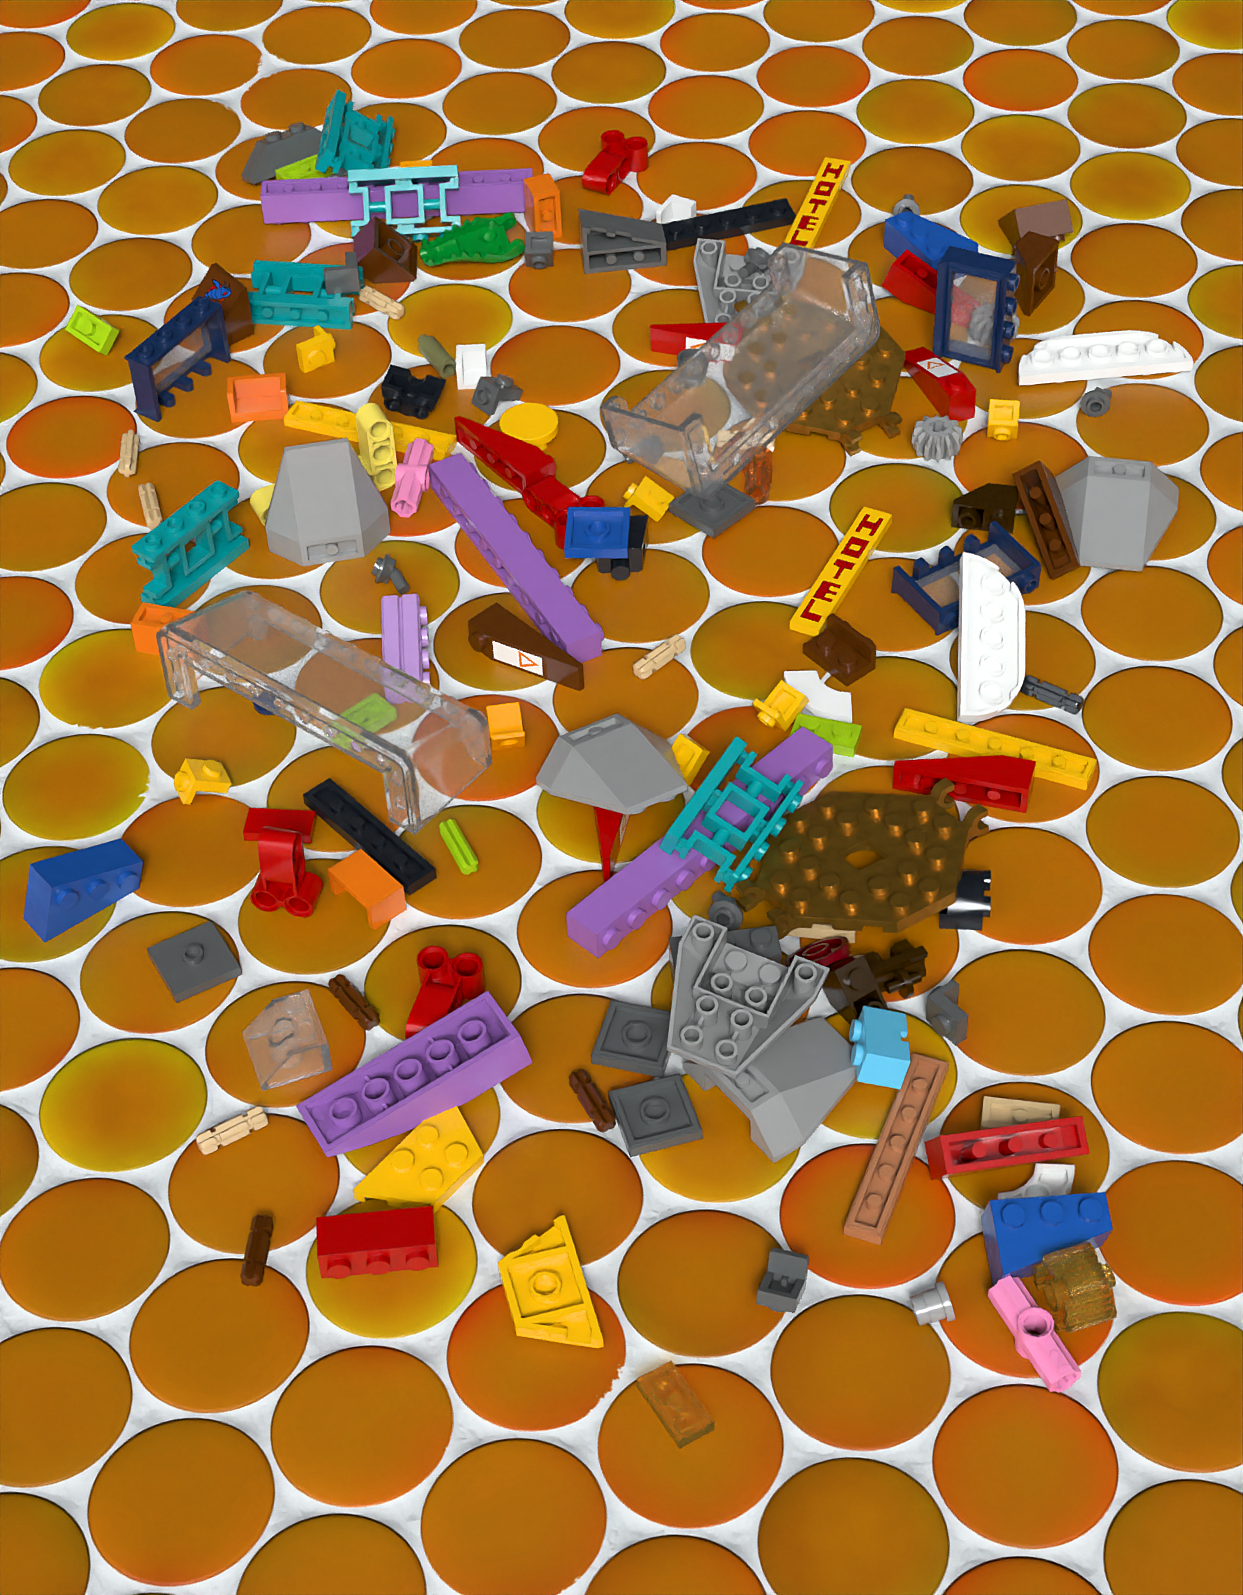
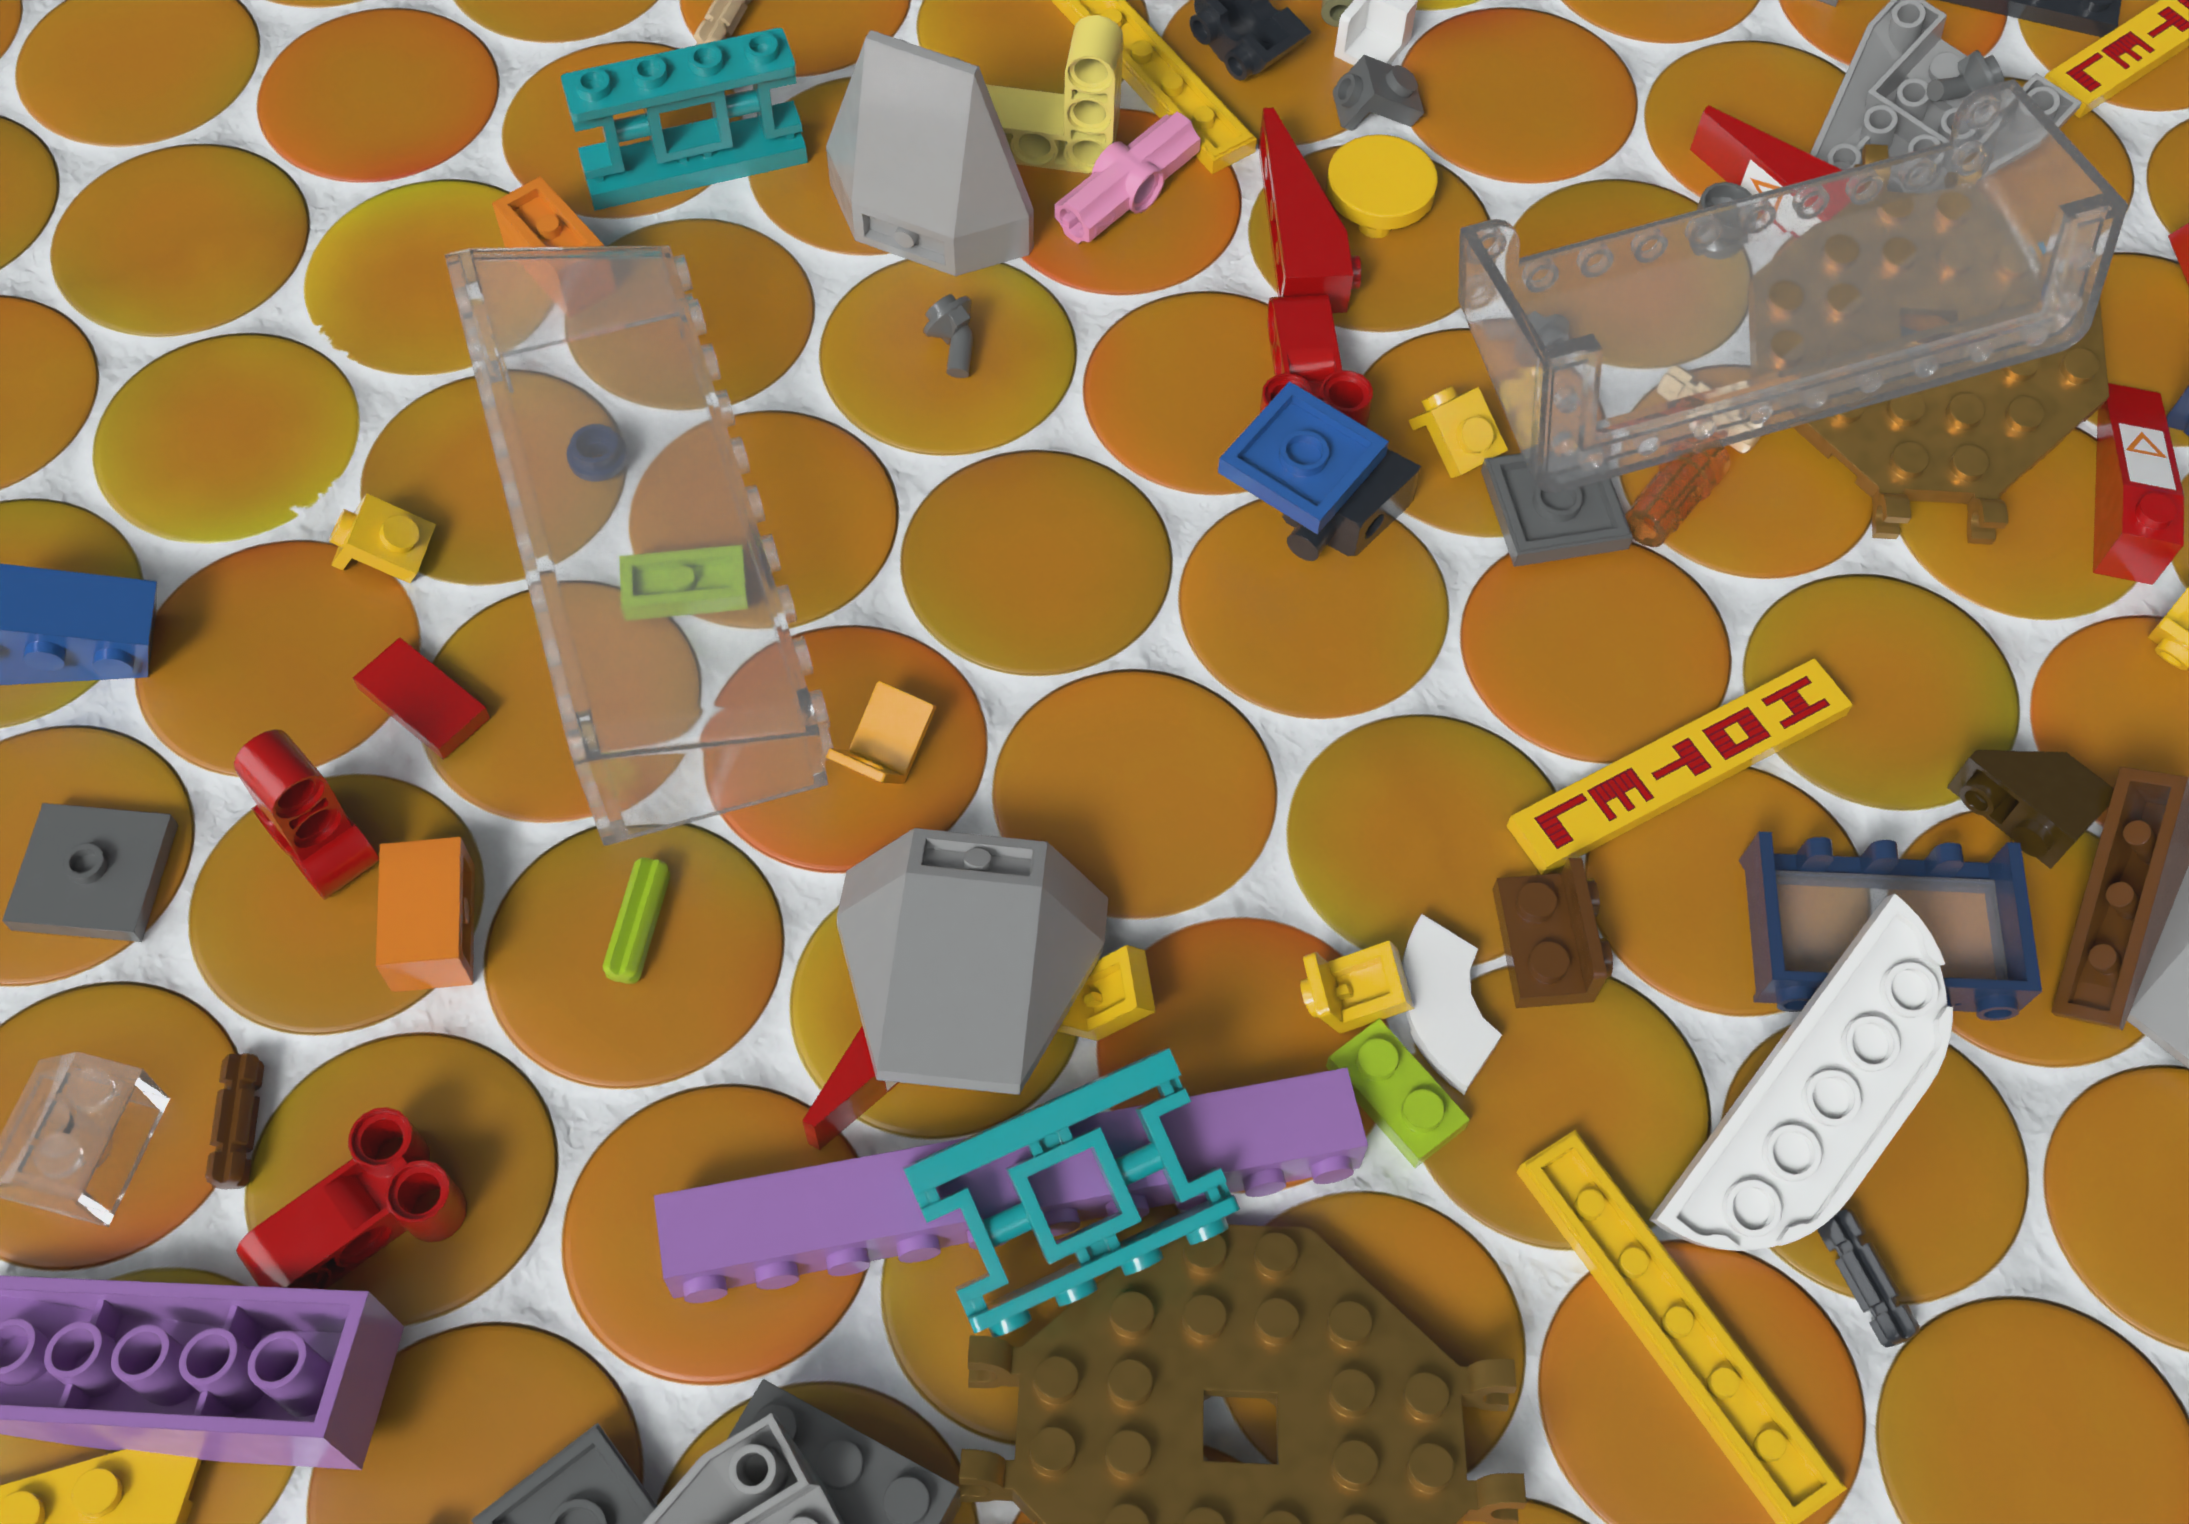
camera: 30 degrees right, 15 degrees up
(370, 835) = (520, 814): black plate -> none
(404, 636) = (857, 485): lavender brick -> none
(515, 558) = (1159, 432): medium lavender brick -> none
(518, 645) = (1027, 577): reddish brown slope -> none
(659, 656) = (1242, 748): tan axle -> none
(725, 911) = (926, 1372): dark grey plate -> none
(937, 438) = (2047, 595): light grey gear -> none
(982, 780) = (1600, 1399): red slope -> none

